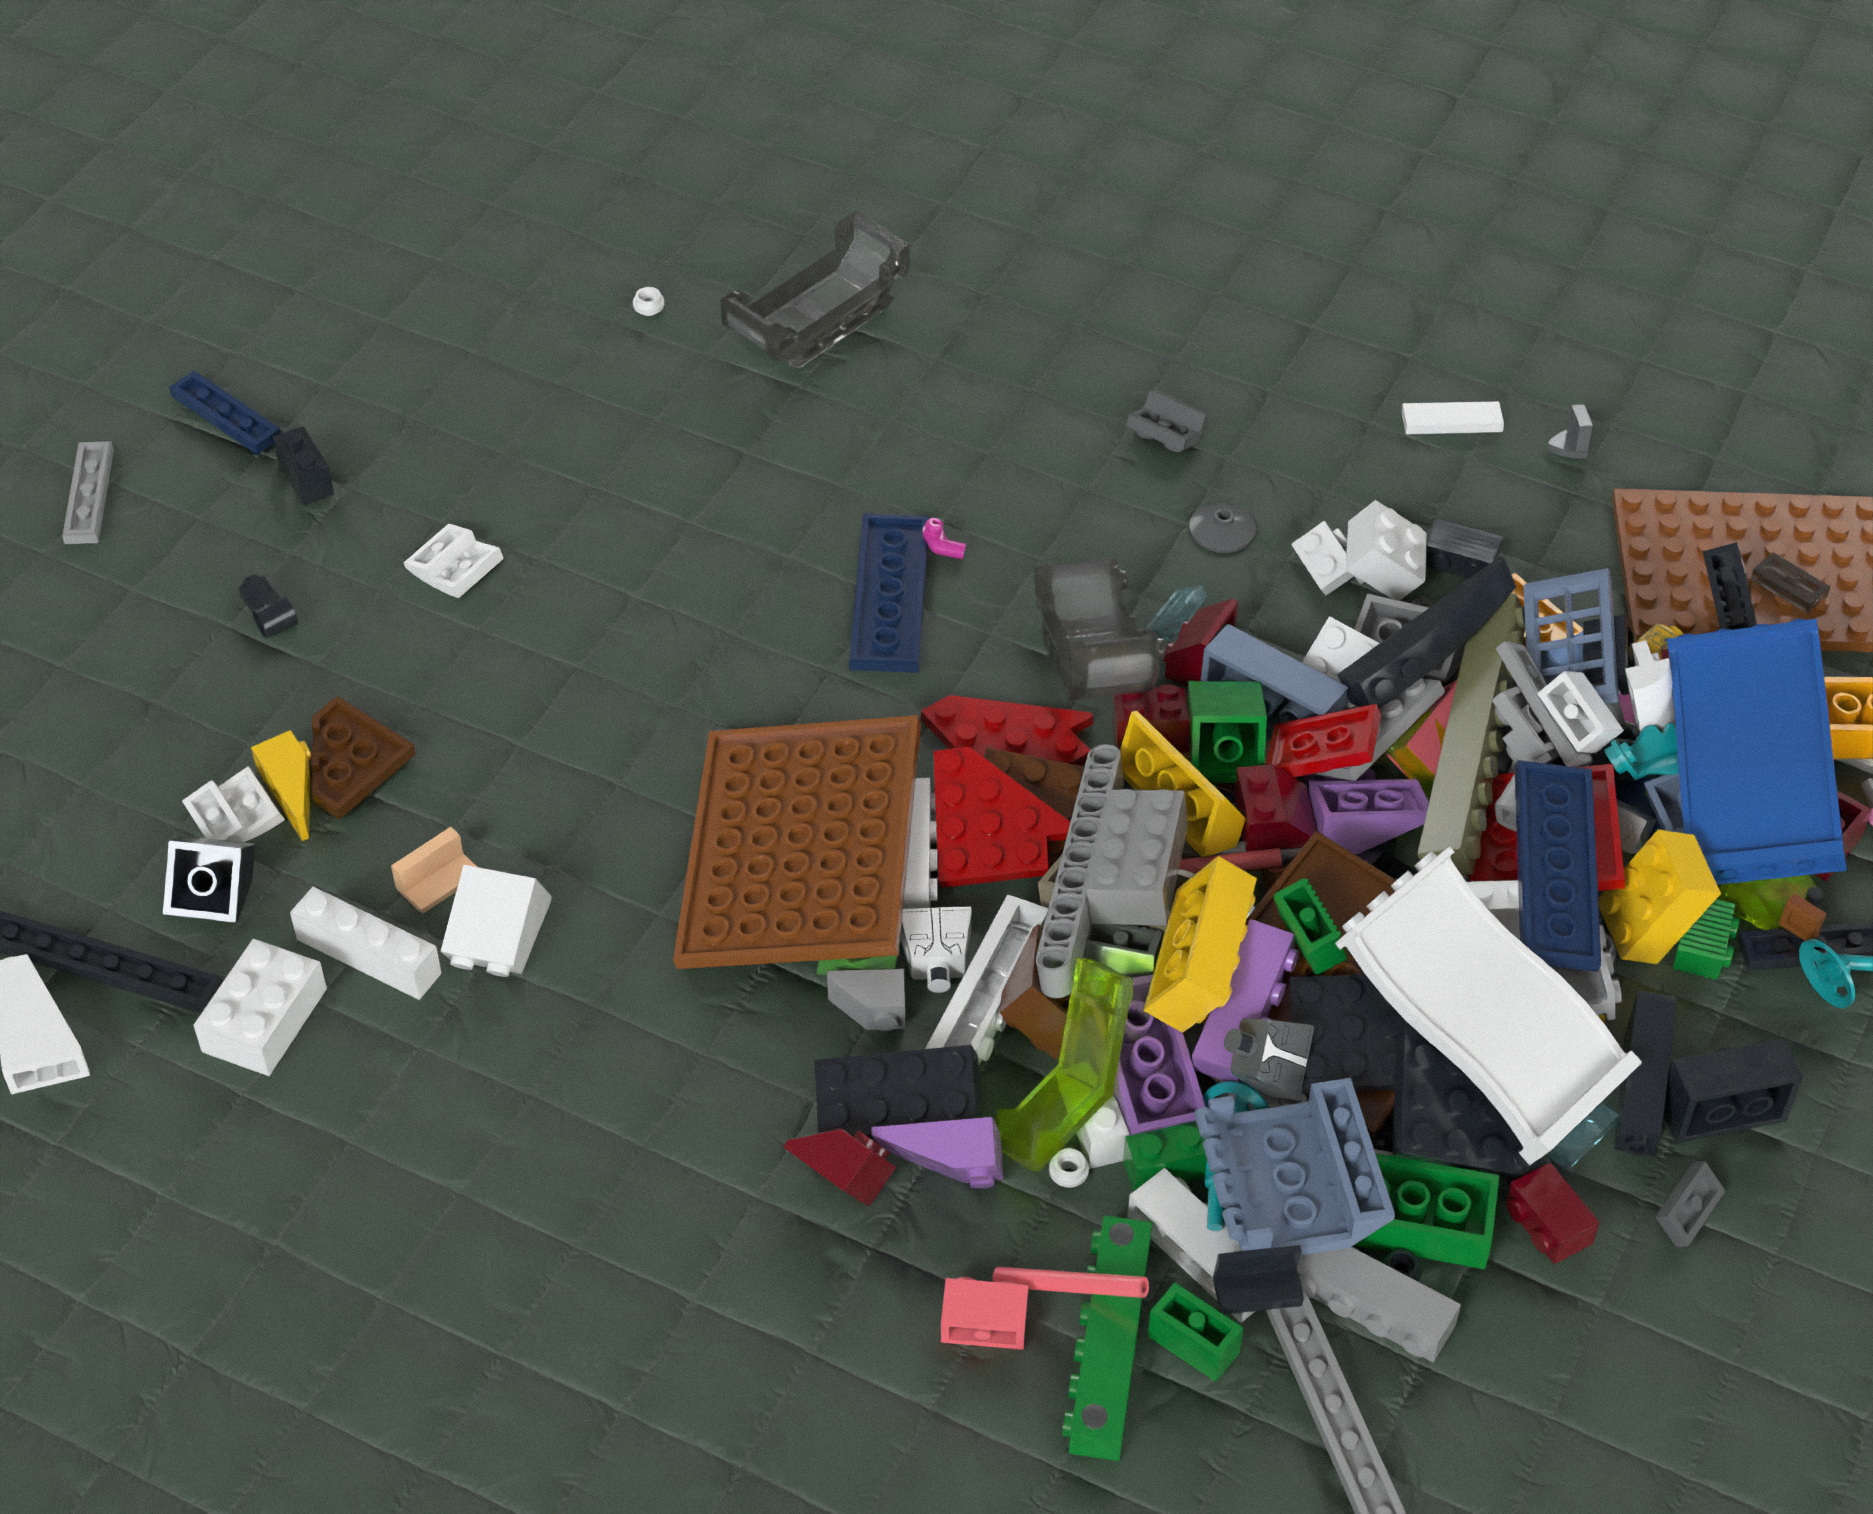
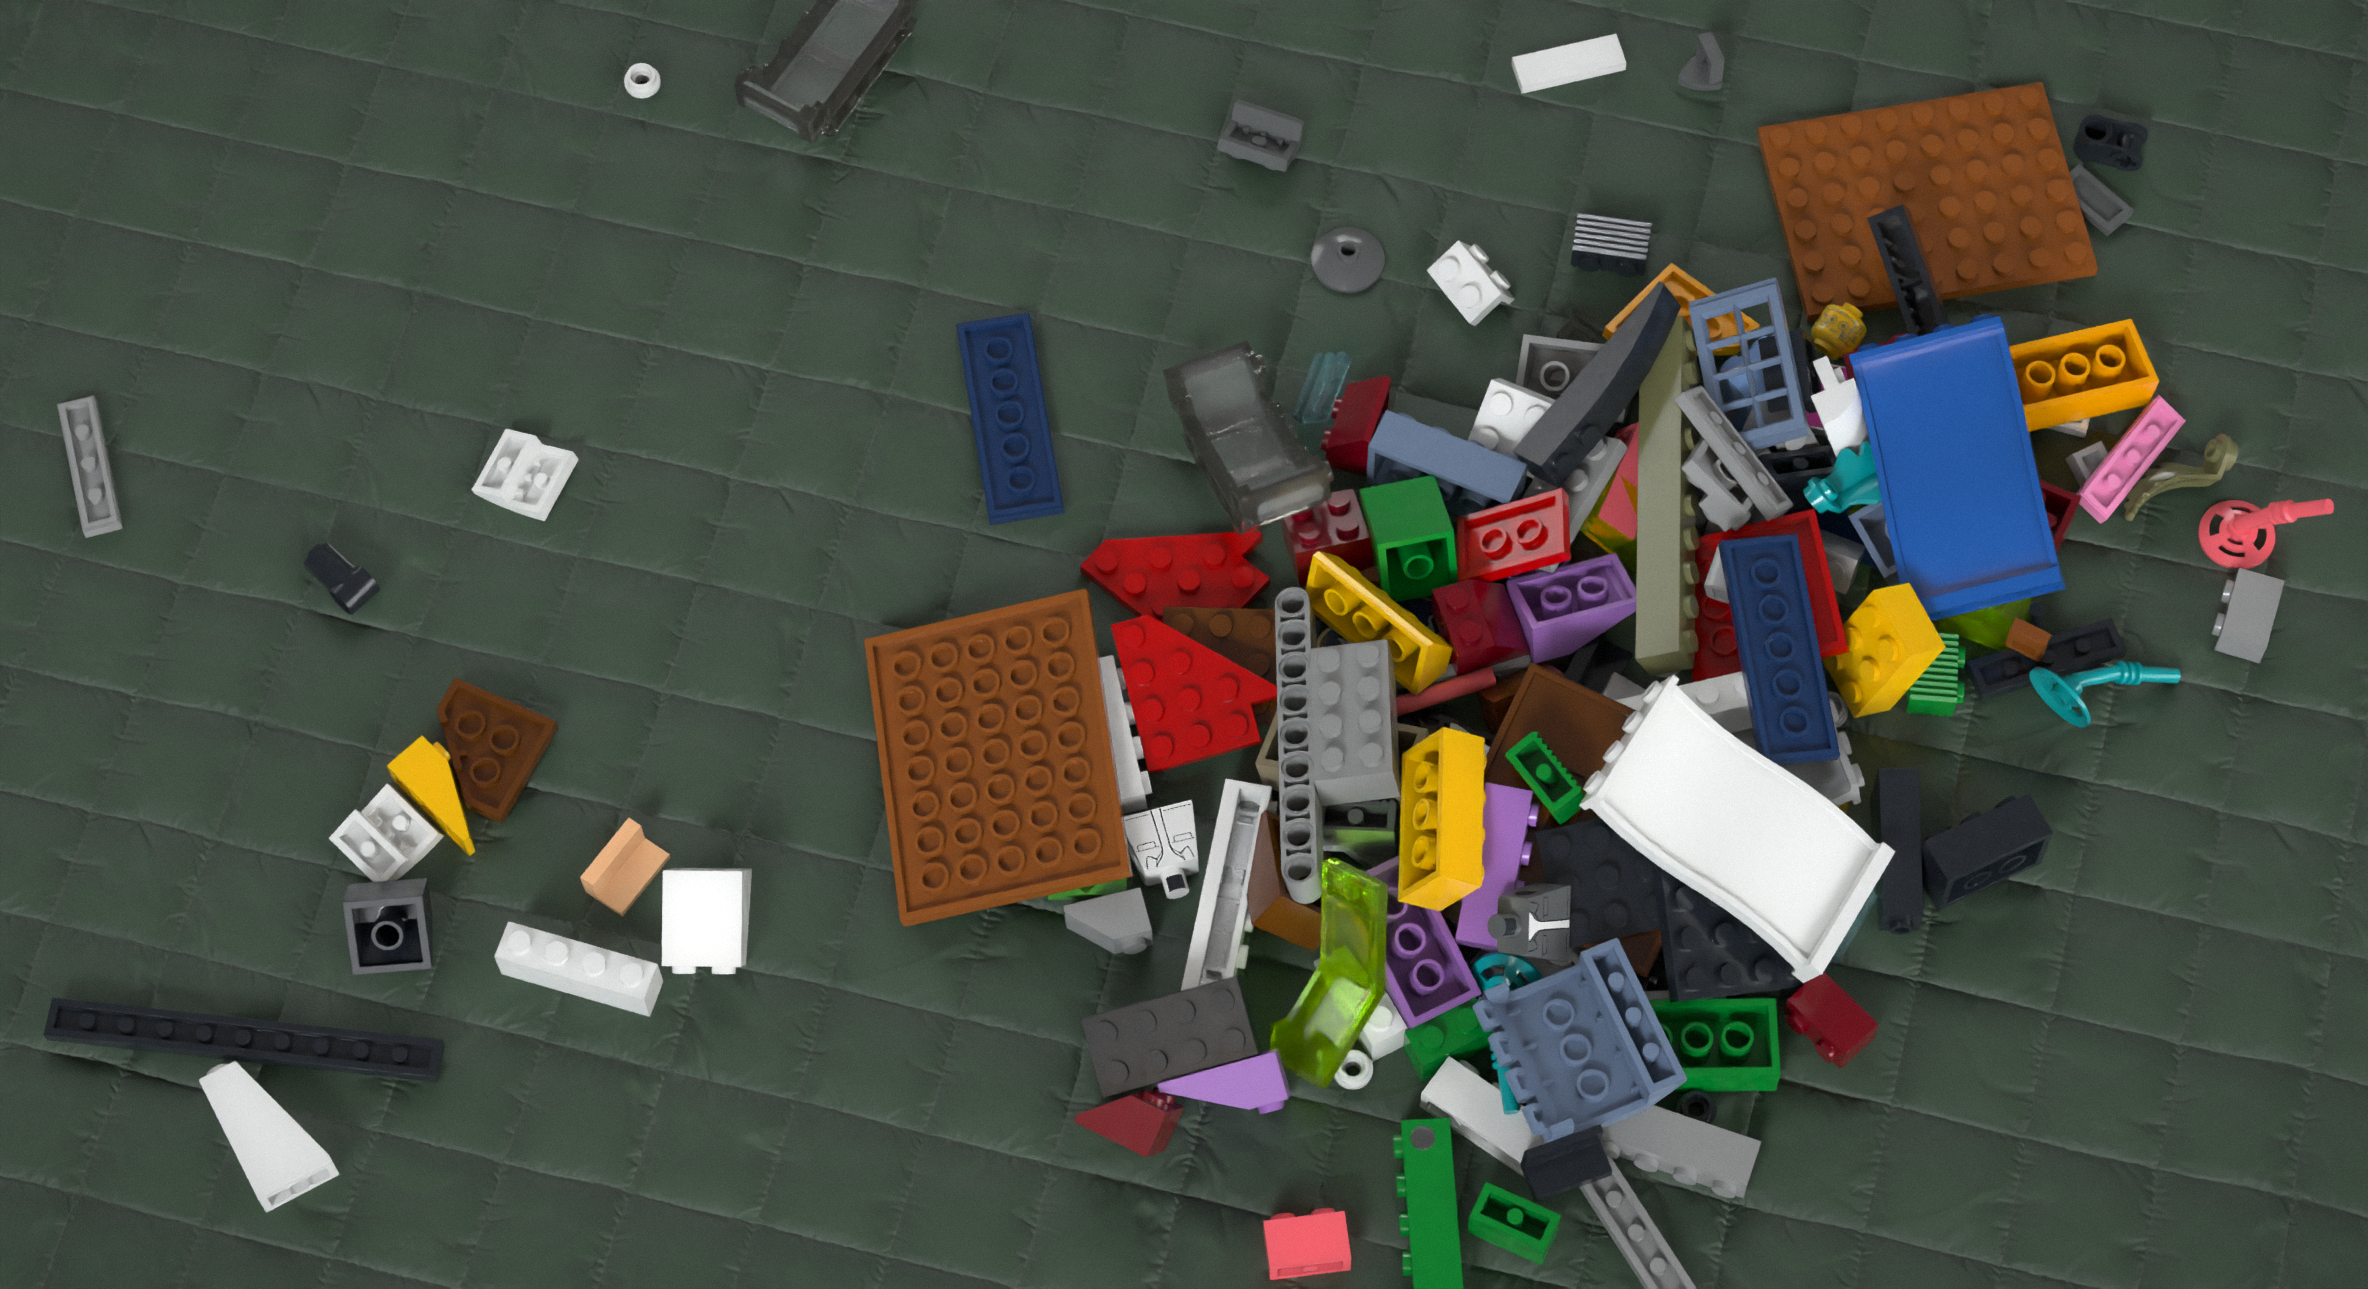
camera: 10 degrees left, 15 degrees up
(225, 412) = (209, 330): dark blue plate -> none
(260, 1007) = (494, 1065): white brick -> none
(303, 465) = (323, 387): black brick -> none
(938, 541) = (1048, 345): dark pink arm -> none
(1075, 1281) = (1385, 1199): coral piece -> none
(1386, 551) = (1532, 268): white brick -> none
(1580, 712) = (1773, 459): white brick -> none
(1690, 1204) = (1961, 980): dark grey plate -> none
(1787, 585) = (1958, 225): clear smoke tile -> none

